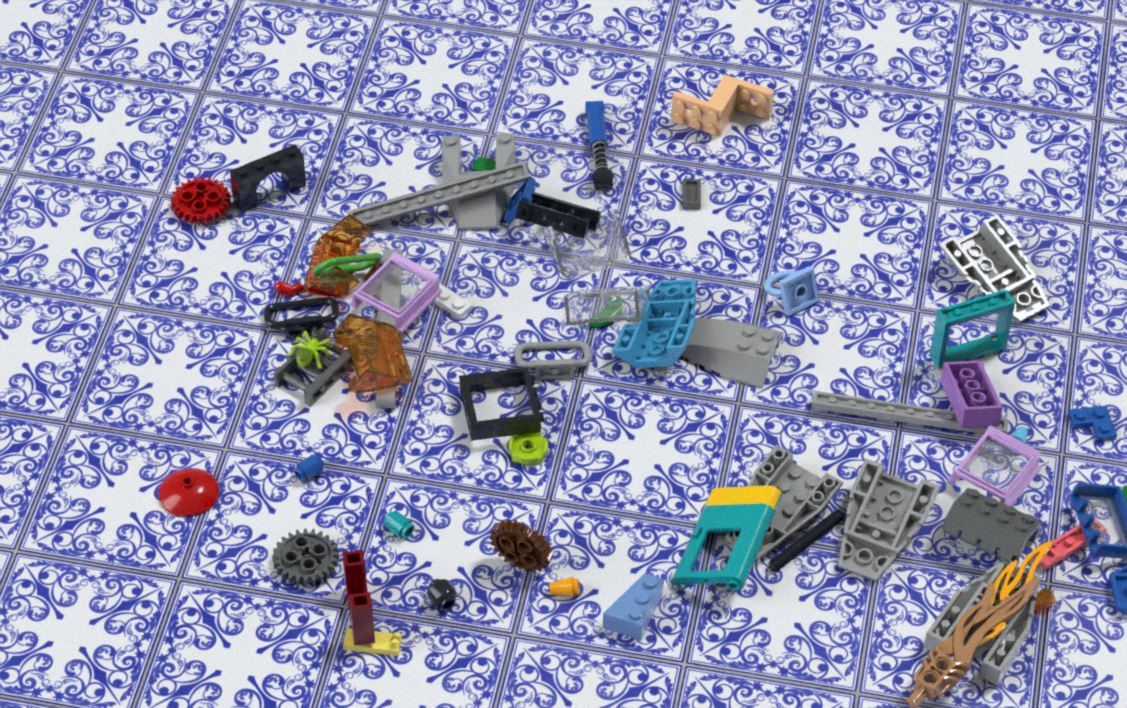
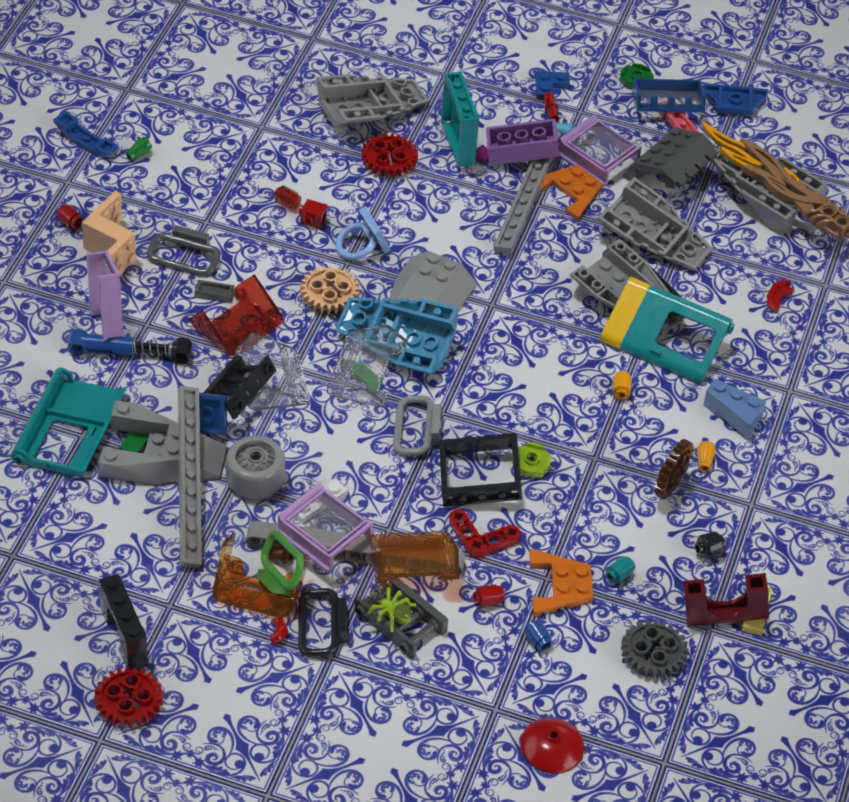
camera: 85 degrees left, 0 degrees up
(350, 427) = (488, 595): none -> red brick
(380, 490) = (570, 582): none -> orange wing
(420, 416) = (477, 540): none -> red beam
(464, 242) = (255, 467): none -> light grey wheel
(523, 115) = (71, 404): none -> teal piece
(629, 105) = (105, 293): none -> lavender piece
(645, 511) = (622, 385): none -> light orange brick
(650, 216) = (251, 314): none -> clear red windscreen
(714, 272) = (328, 289): none -> light nougat gear
(748, 168) = (188, 238): none -> dark grey bar
(755, 76) = (69, 216): none -> red brick
(814, 248) = (313, 213): none -> red brick
(829, 645) = (777, 292): none -> red piece
(832, 226) = (287, 197): none -> clear red brick
(864, 114) = (139, 148): none -> green cone
(868, 73) = (82, 137): none -> blue slope
(921, 296) = (402, 153): none -> red gear
(935, 459) = (577, 185): none -> orange wing
(1052, 424) = (551, 106): none -> red pin

